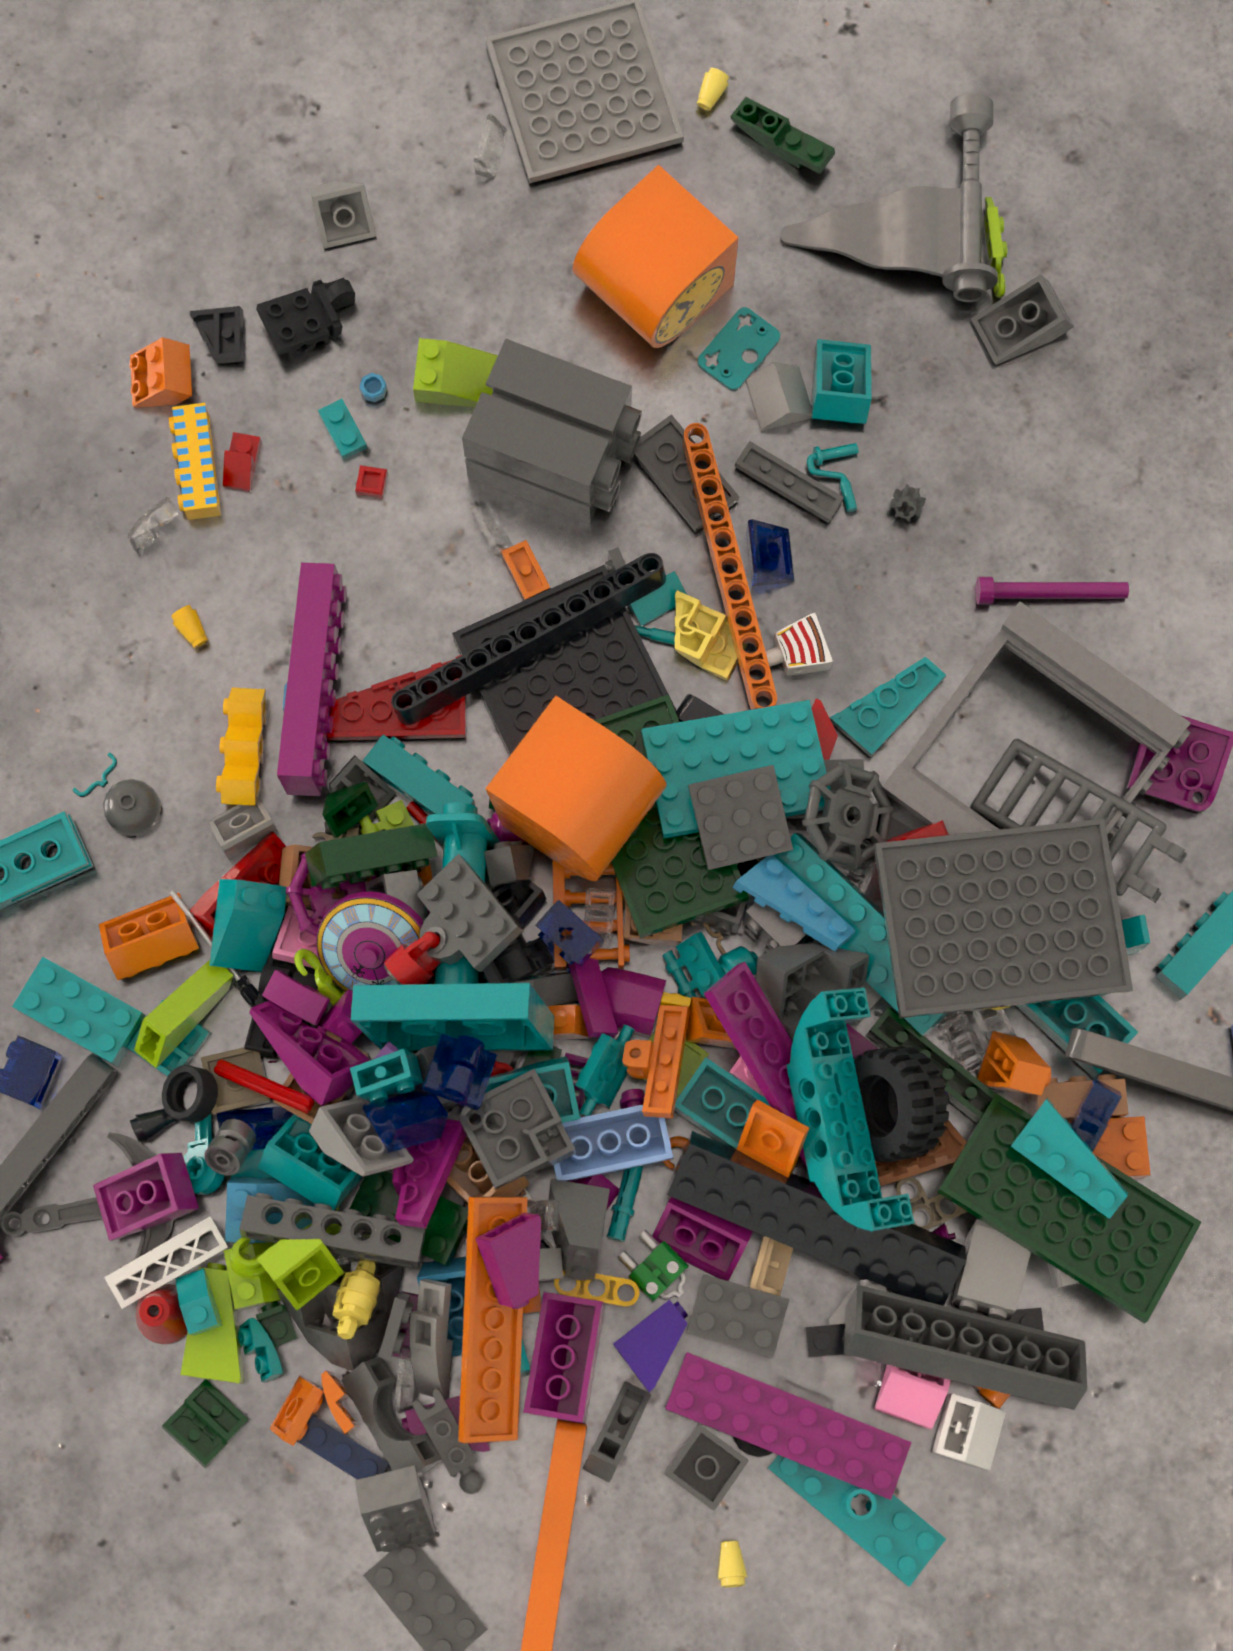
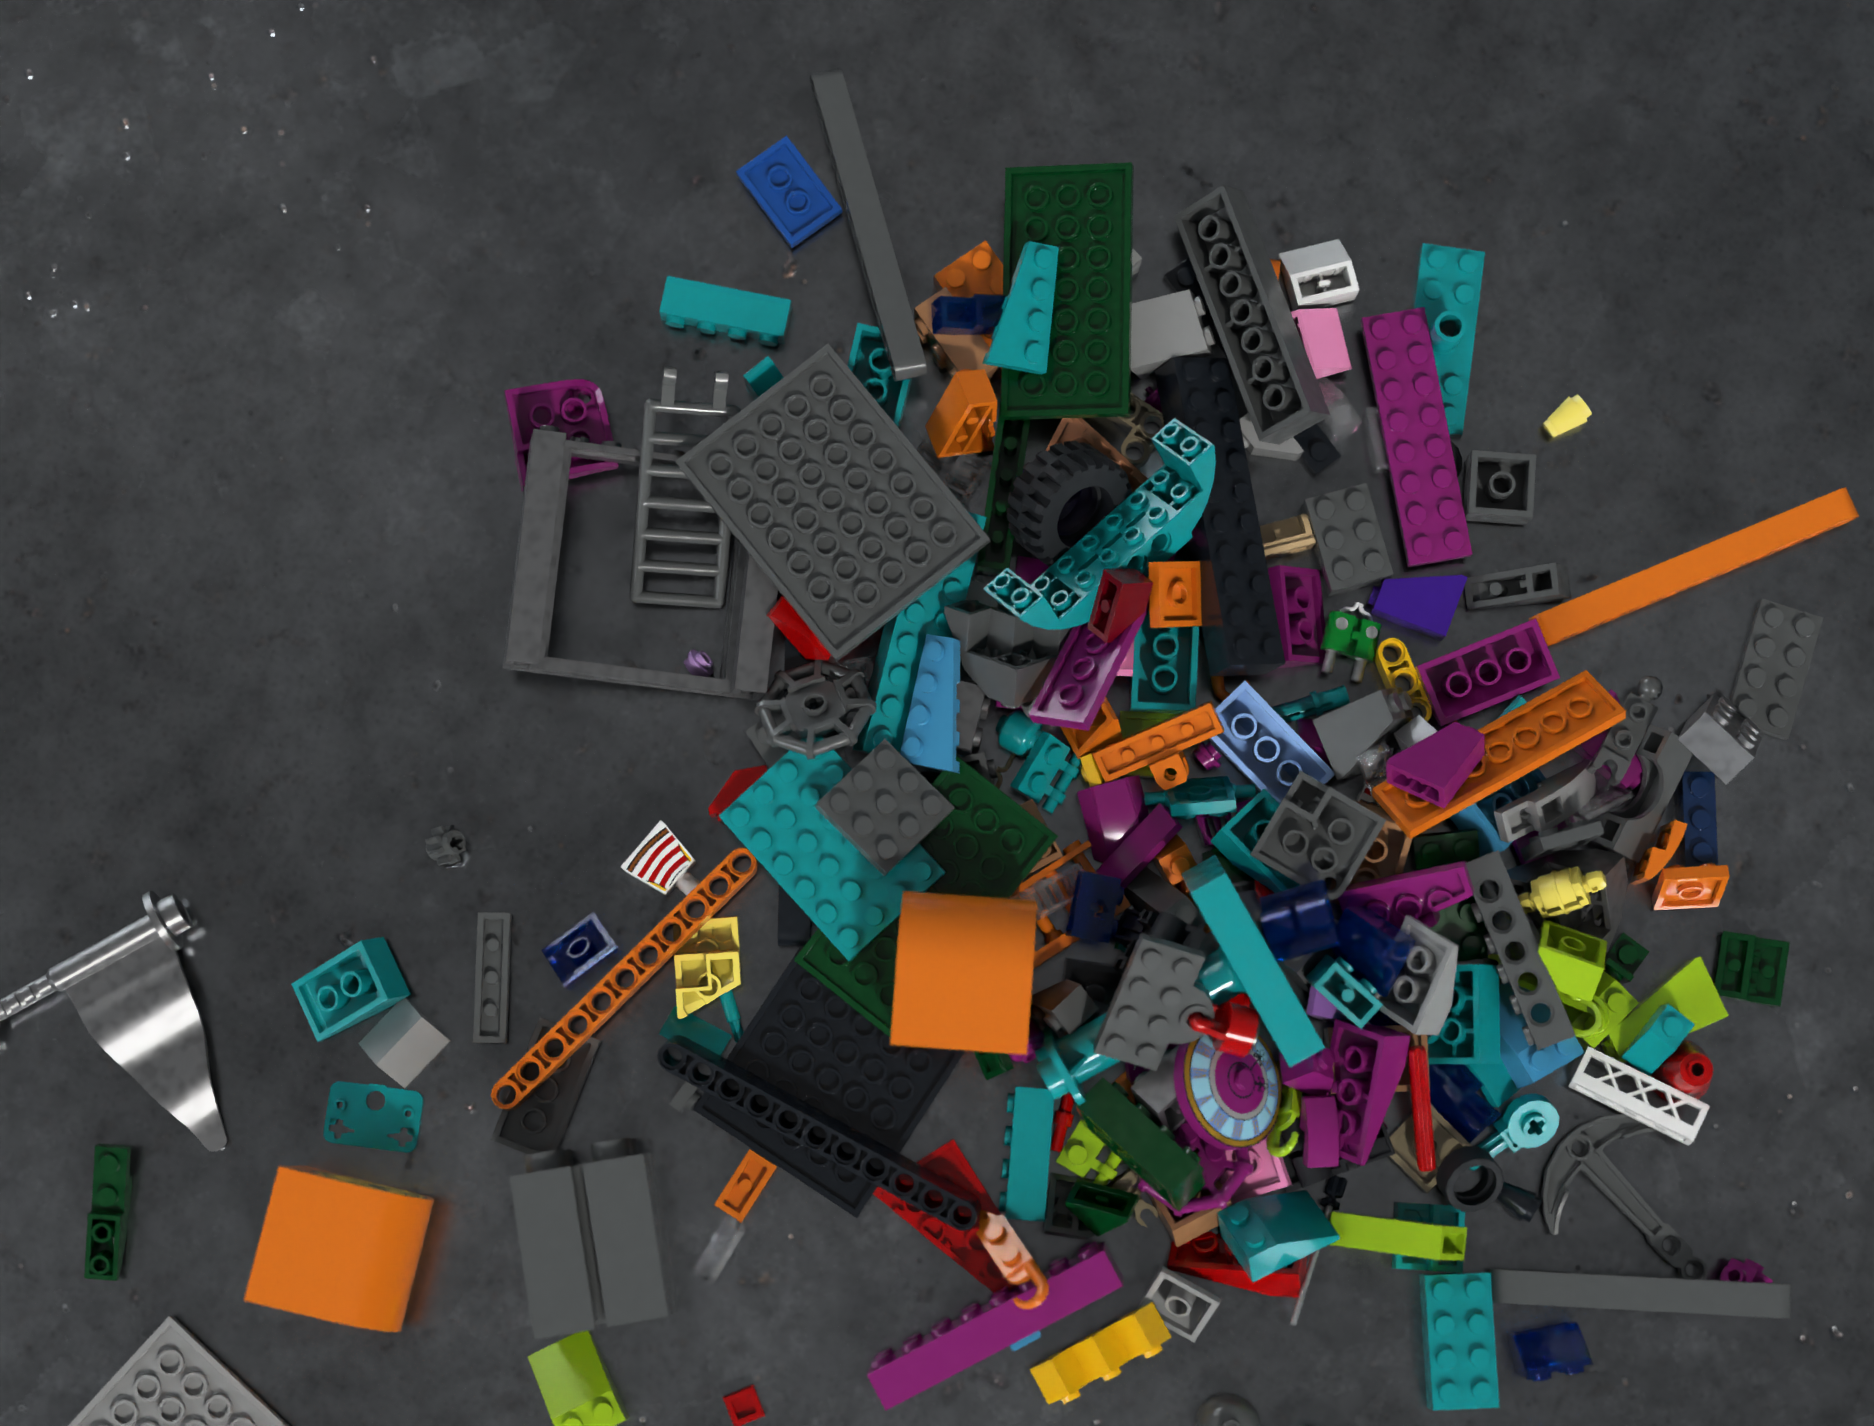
camera: 120 degrees left, 5 degrees up
(145, 1195) = (1591, 1156): magenta slope -> none
(147, 937) = (1345, 1324): orange slope -> none
(230, 1147) = (1498, 1102): flat silver wheel -> none
(256, 1340) = (1650, 970): teal slope -> none
(351, 715) = (1012, 1256): none -> orange plate
(712, 88) = (94, 1320): light yellow cone -> none
(791, 1085) = (1118, 602): none -> dark red slope
(841, 451) = (433, 951): teal piece -> none
(881, 712) = (676, 744): teal wing -> none
(936, 760) = (699, 663): none -> lavender plate
(988, 590) = (490, 714): magenta piece -> none
(995, 247) = (109, 916): lime plate -> none
(1022, 320) = (177, 843): dark grey slope -> none

